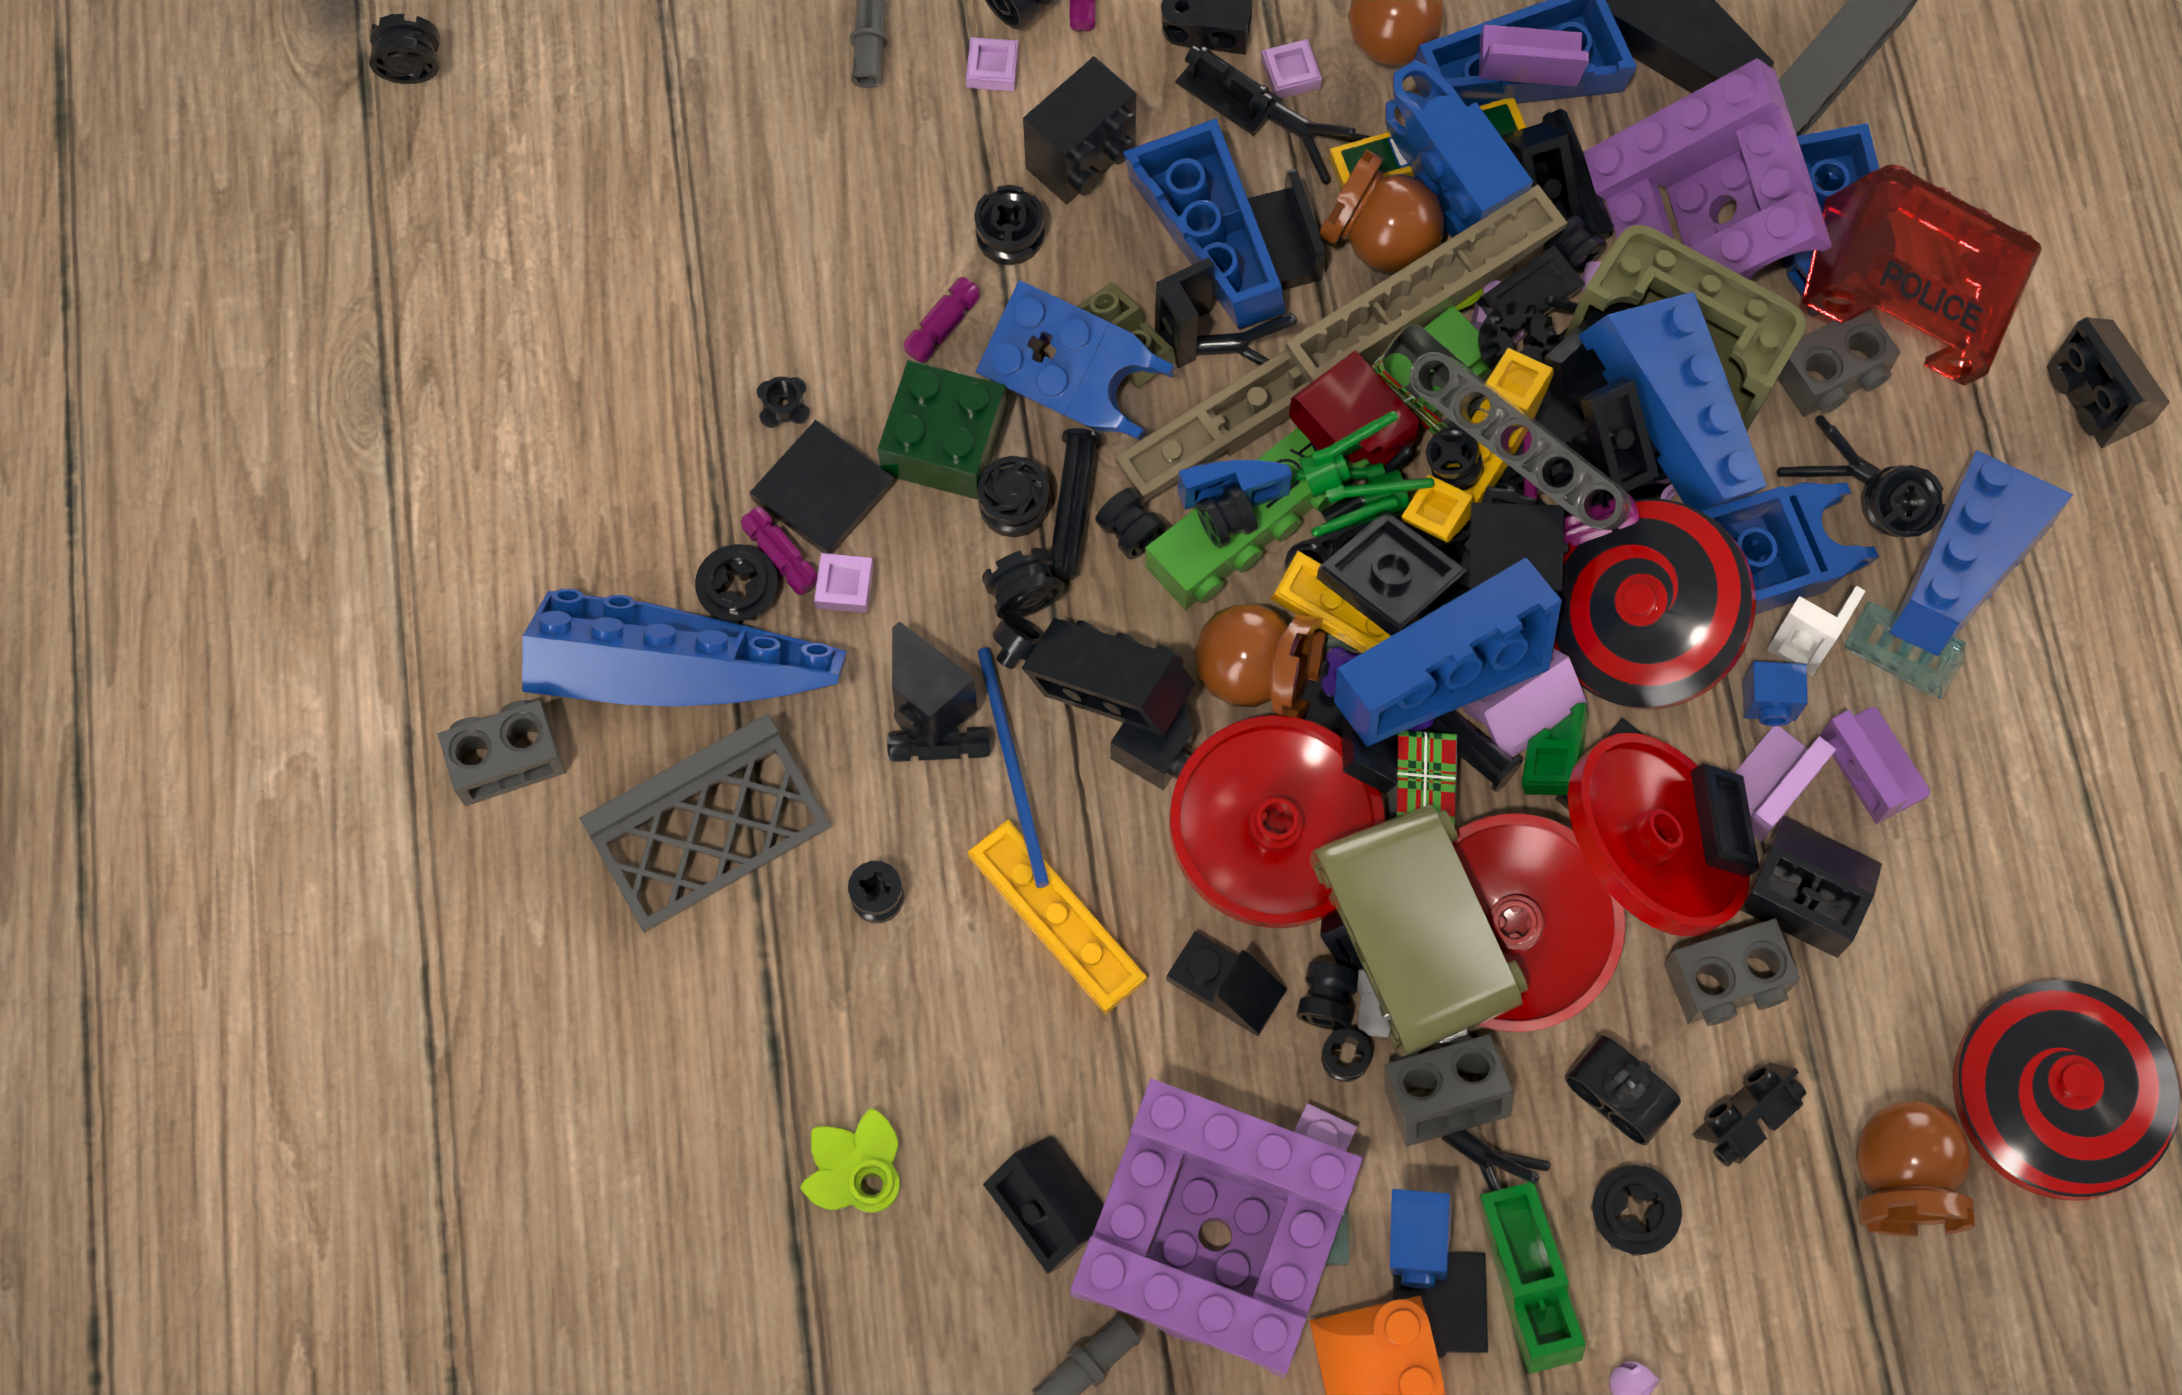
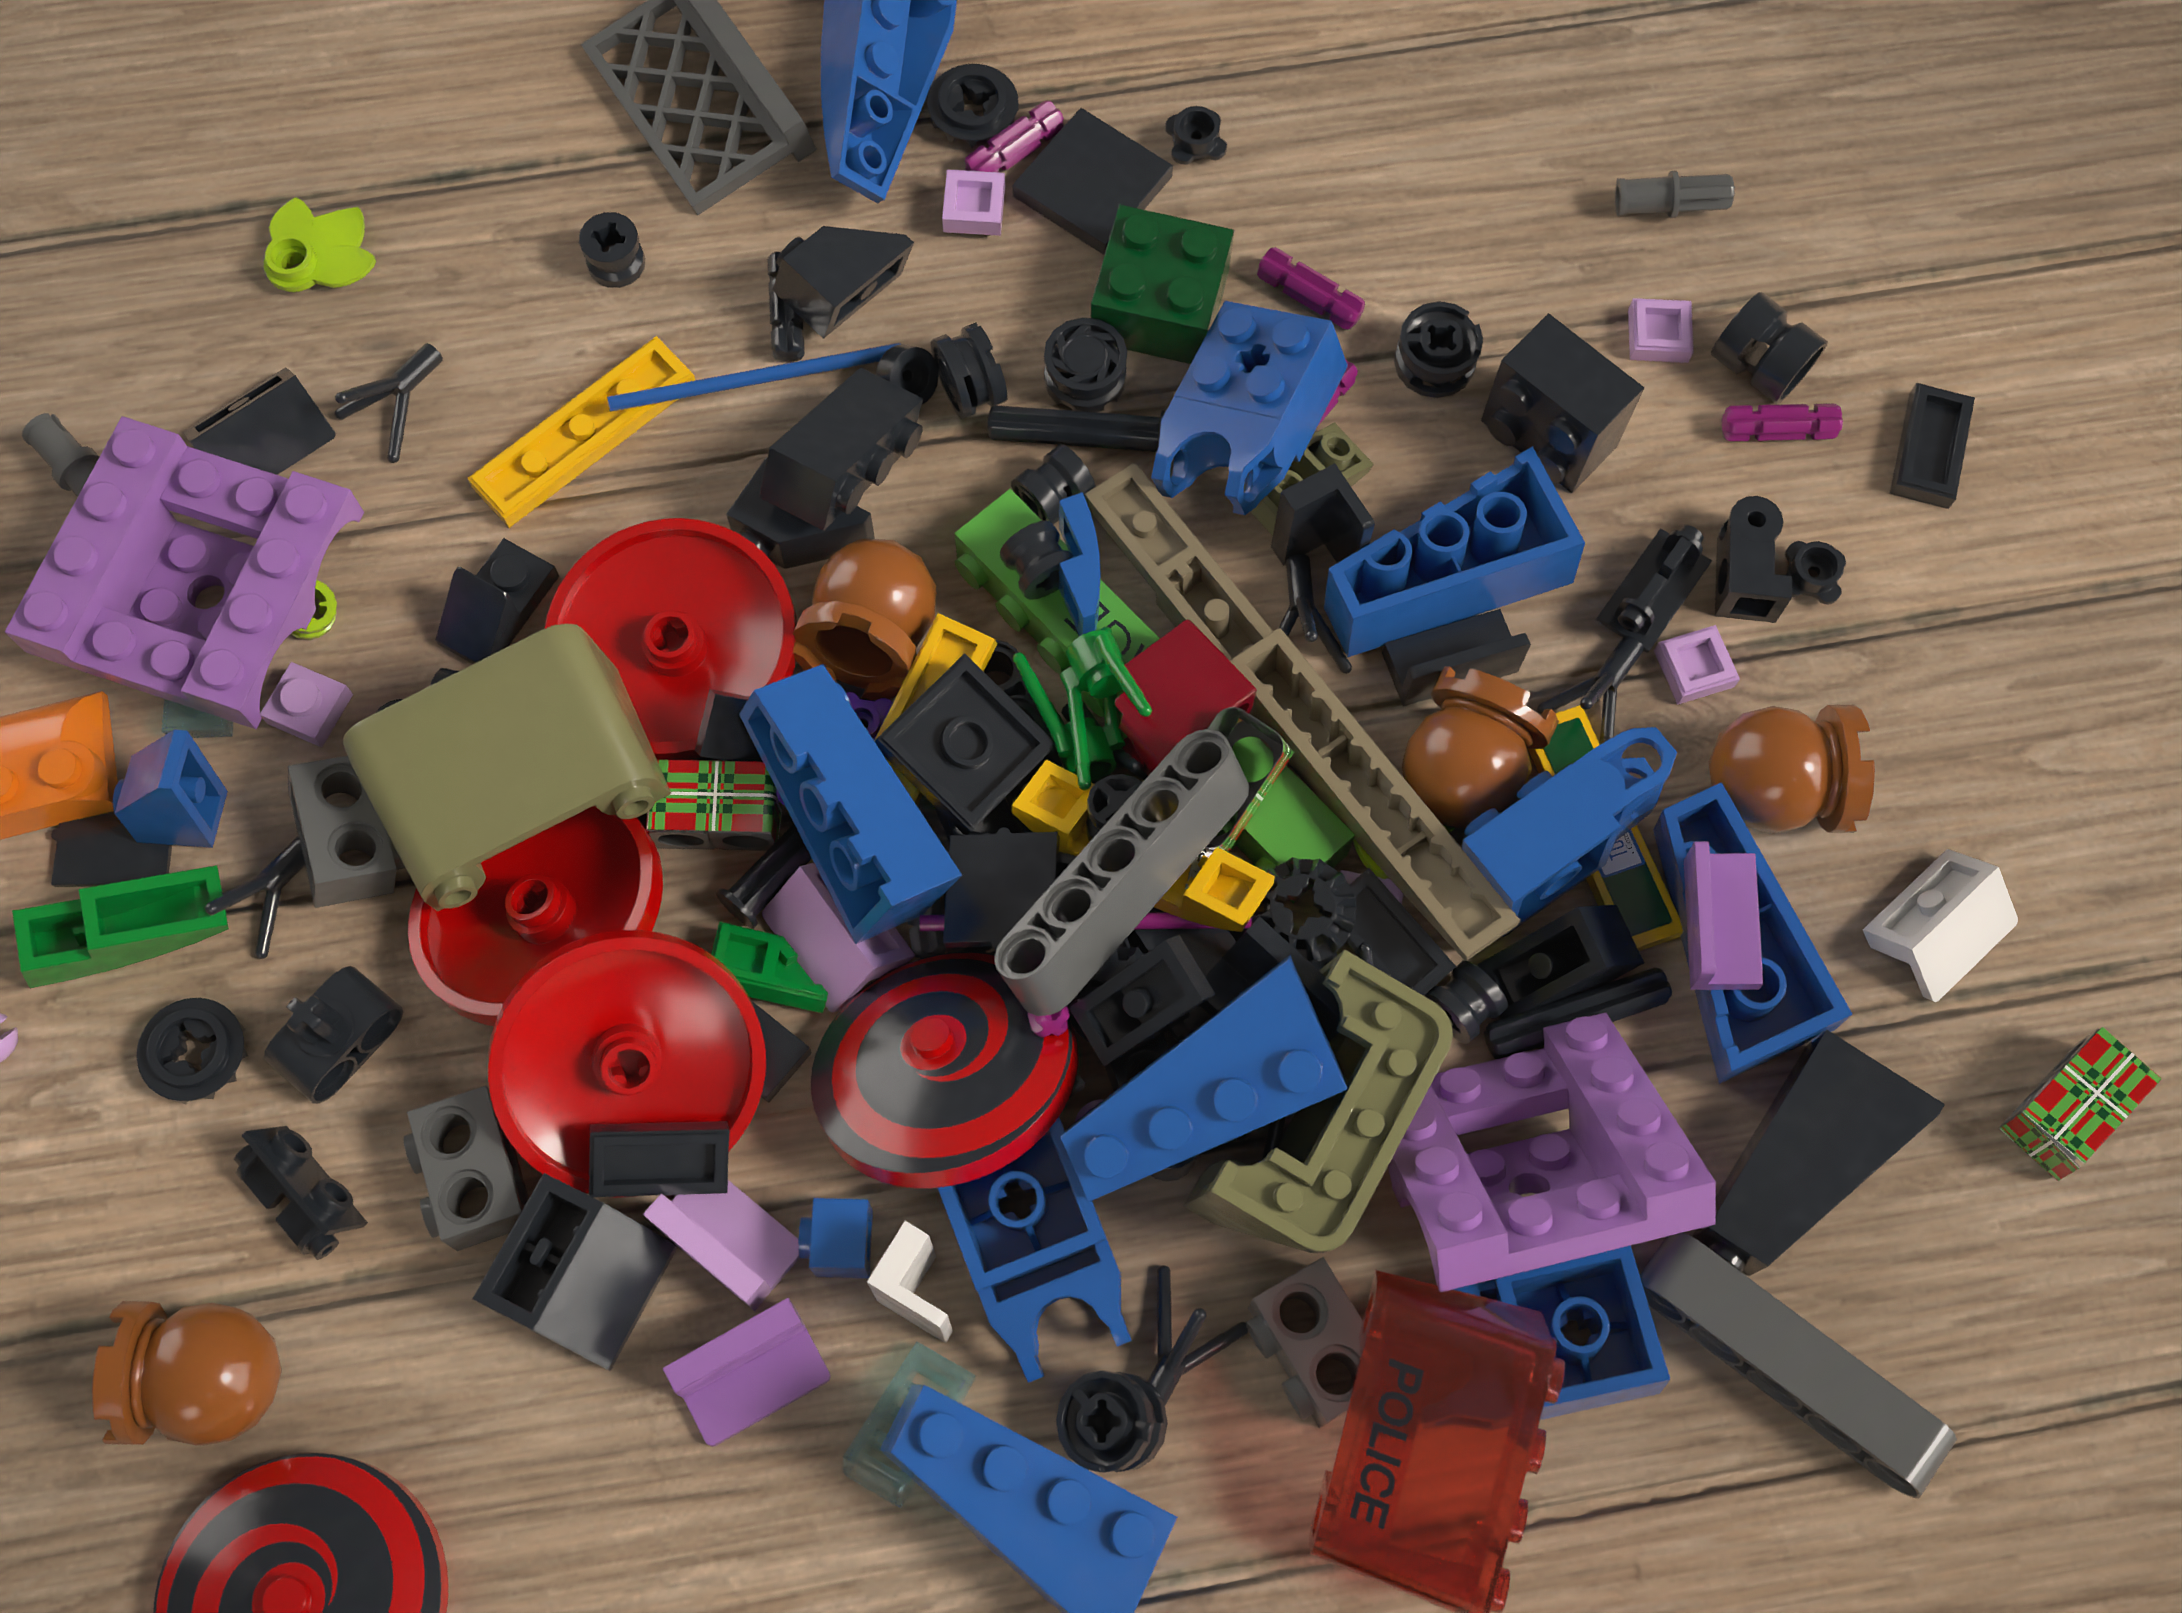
camera: 85 degrees right, 0 degrees up
(1022, 1080) = (400, 385): none -> black plant

